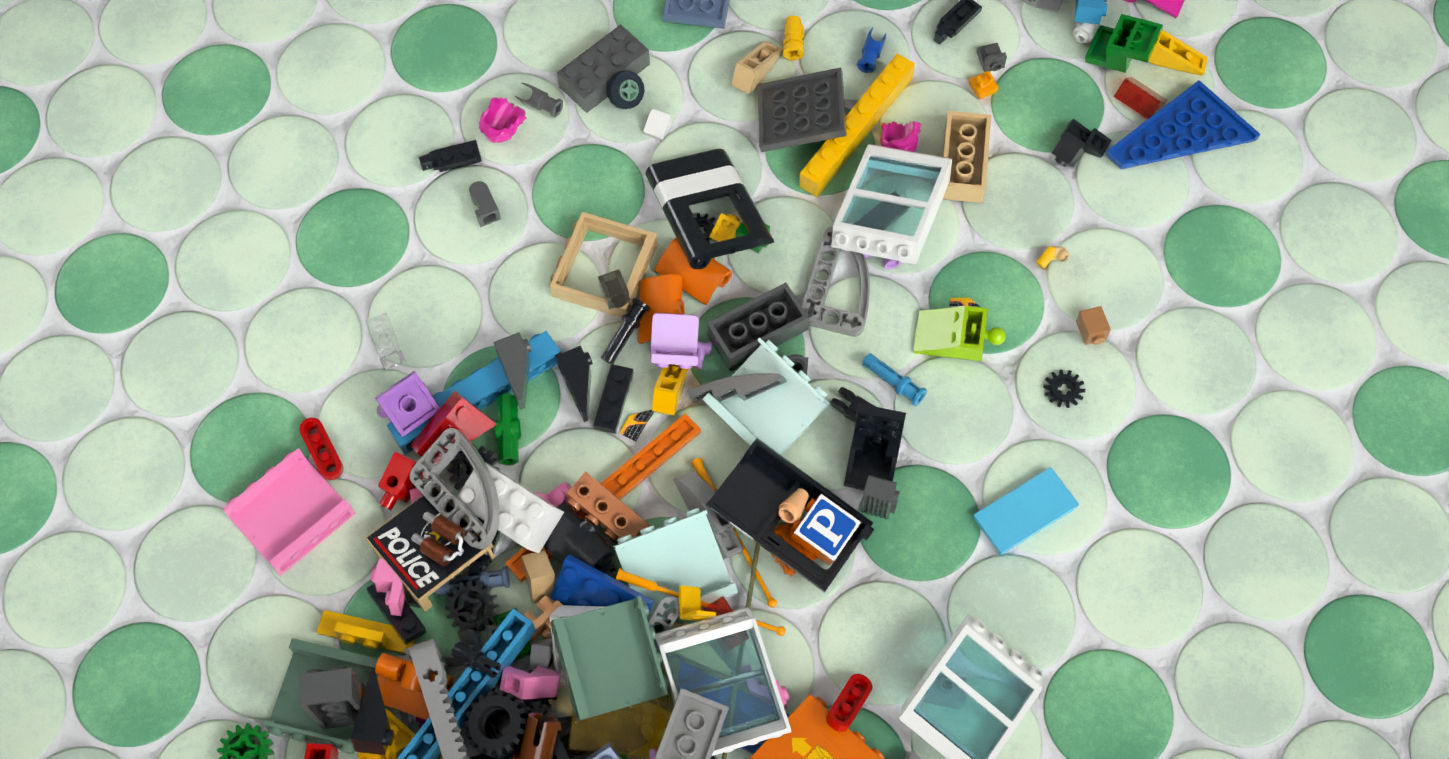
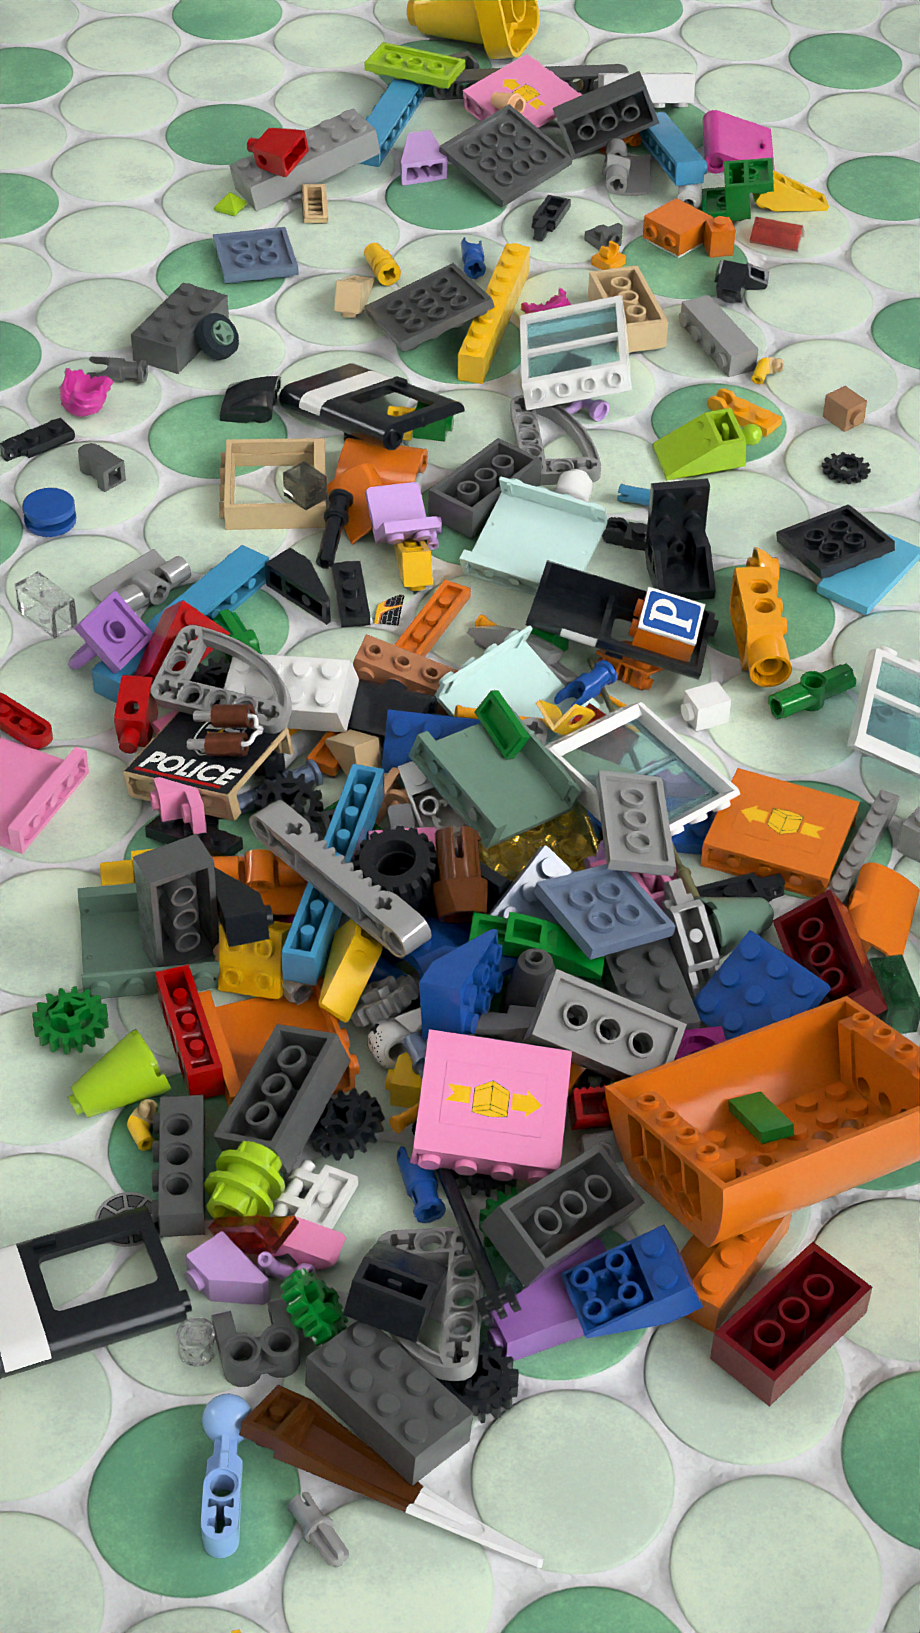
camera: 25 degrees left, 20 degrees down
(427, 241) = (49, 512): none -> blue head
(463, 337) = (144, 580): none -> light grey panel
(476, 659) = (338, 812): black pin -> none
(516, 363) = (222, 571): dark grey slope -> none
(625, 164) = (250, 400): none -> black slope
(631, 615) = (502, 724): none -> green tile
(657, 124) = (268, 360): white slope -> none
(738, 567) = (588, 684): none -> blue piece
(743, 385) = (501, 531): slope -> none
(793, 506) = (622, 609): light nougat cone -> none
(822, 614) = (706, 706): none -> white brick
(828, 348) = (575, 484): none -> white head
(849, 702) = (785, 764): red plate -> none
(879, 497) = (710, 584): dark grey brick -> none
(903, 544) = (758, 620): none -> light orange brick
(927, 625) = (812, 691): none -> green piece
(1008, 476) = (835, 541): none -> black plate
(1011, 301) = (745, 411): none -> light orange hinge
(1029, 207) = (718, 336): none -> light grey brick
(1055, 67) = (675, 227): none -> orange piece
(1085, 89) = (719, 237): none -> orange brick
(1185, 126) = (836, 245): blue wing -> none

